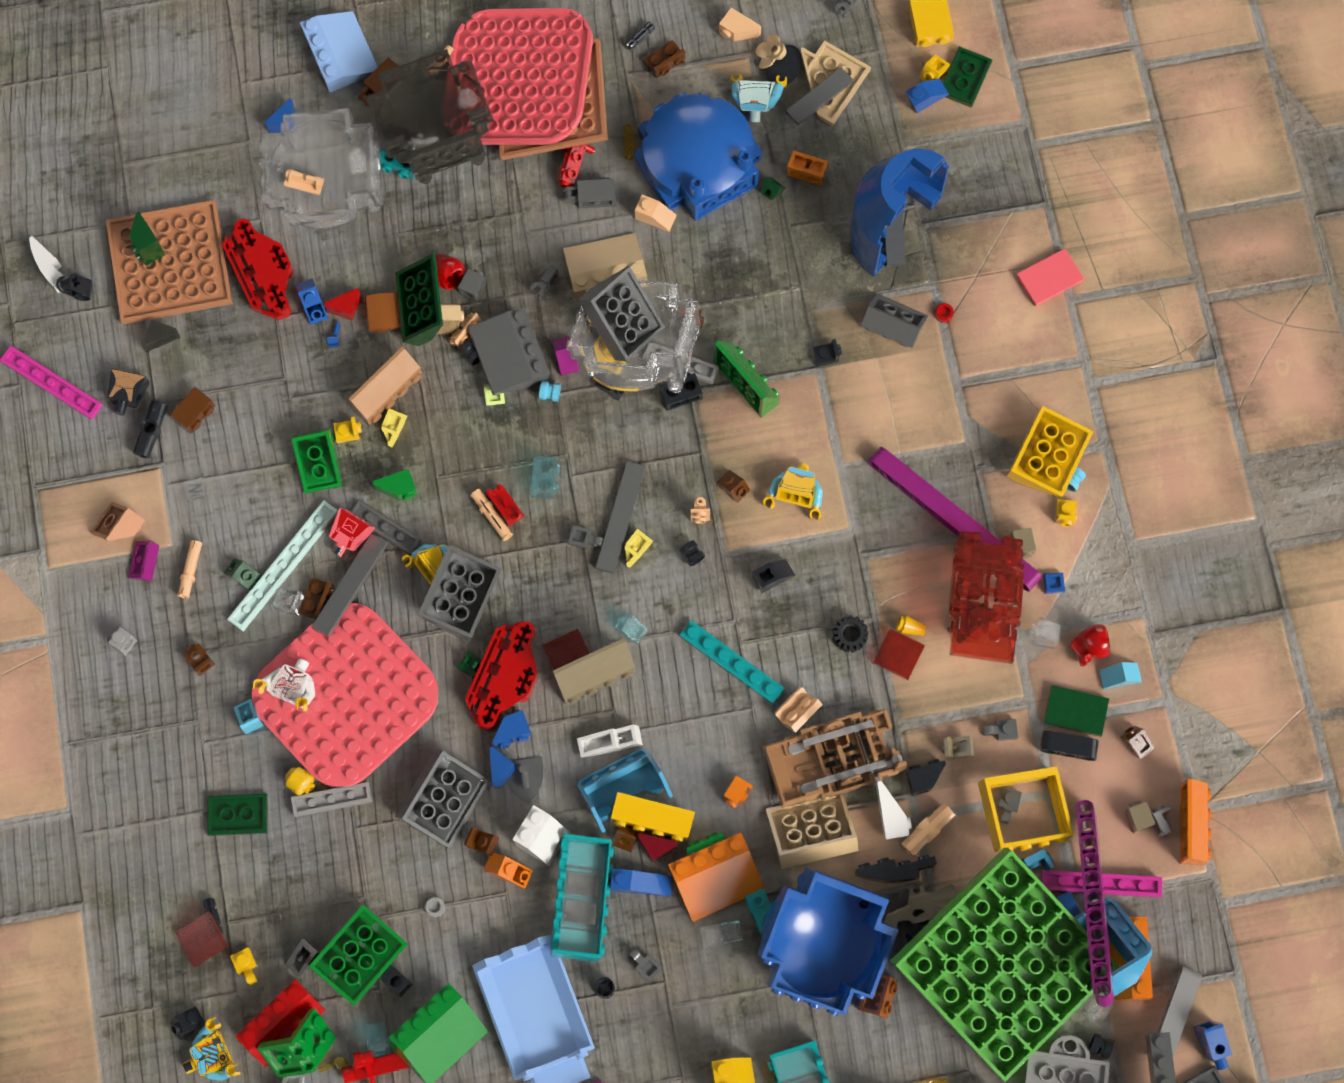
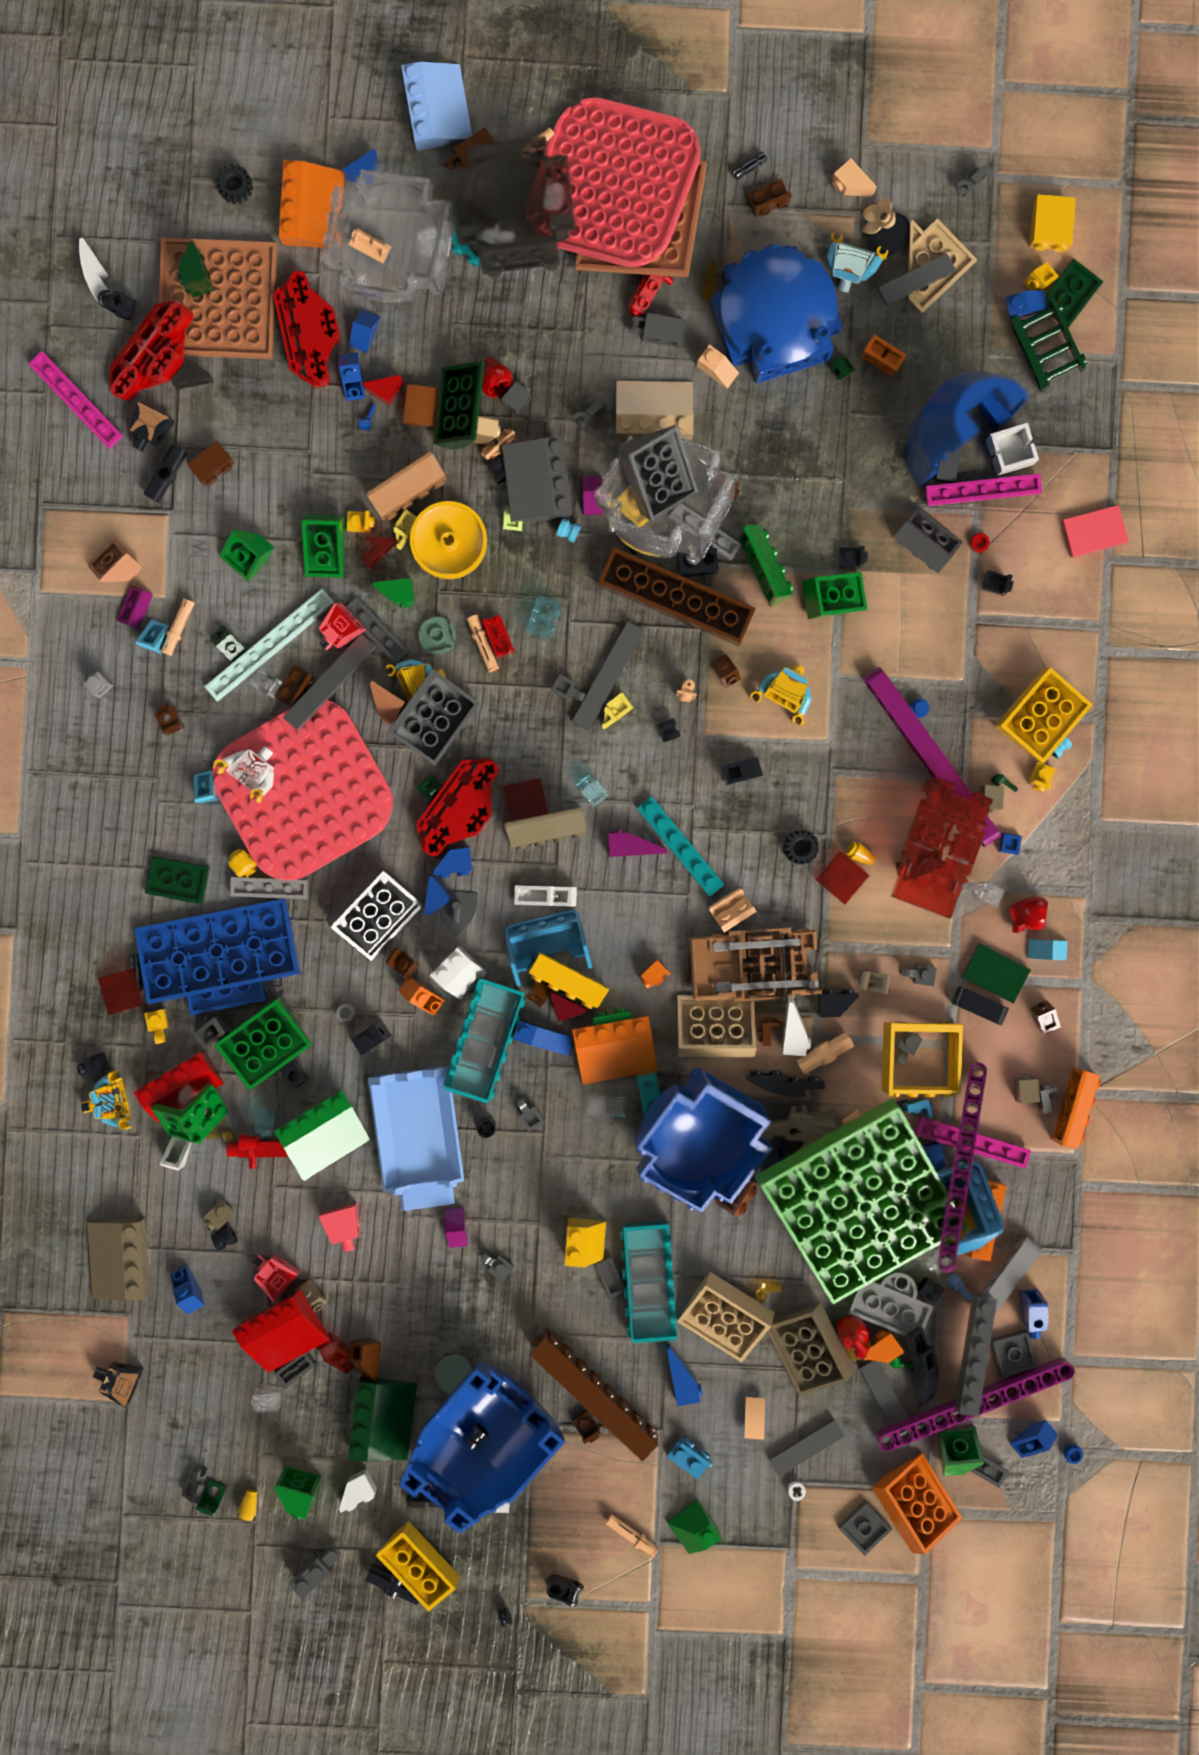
camera: 10 degrees right, 15 degrees up
(118, 323) = (150, 355): none -> red connector
(166, 148) = (242, 192): none -> black tyre
(168, 584) = (153, 636): none -> medium azure slope
(237, 159) = (306, 202): none -> orange slope
(243, 483) = (246, 552): none -> green slope
(293, 881) = (218, 956): none -> blue slope
(314, 259) = (363, 330): none -> blue slope
(373, 448) = (382, 547): none -> clear red slope
(411, 590) = (386, 703): none -> nougat slope
(436, 426) = (448, 540): none -> yellow dish
(445, 518) = (437, 635): none -> sand green tile
(465, 925) = (371, 1037): none -> black torso
(668, 427) = (676, 596): none -> reddish brown brick
(679, 671) = (630, 845): none -> magenta slope
(819, 391) = (834, 595): none -> green slope
(862, 825) = (764, 1034): none -> reddish brown bracket
(930, 475) = (920, 707): none -> blue plate
(934, 264) = (983, 490): none -> dark pink plate
(948, 222) = (1010, 450): none -> white piece
(949, 141) = (1028, 343): none -> dark green fence
(971, 344) = (997, 583): none -> black bracket
(1027, 523) = (998, 779): none -> dark green hand
(1124, 1032) = (955, 1281): none -> medium blue bar

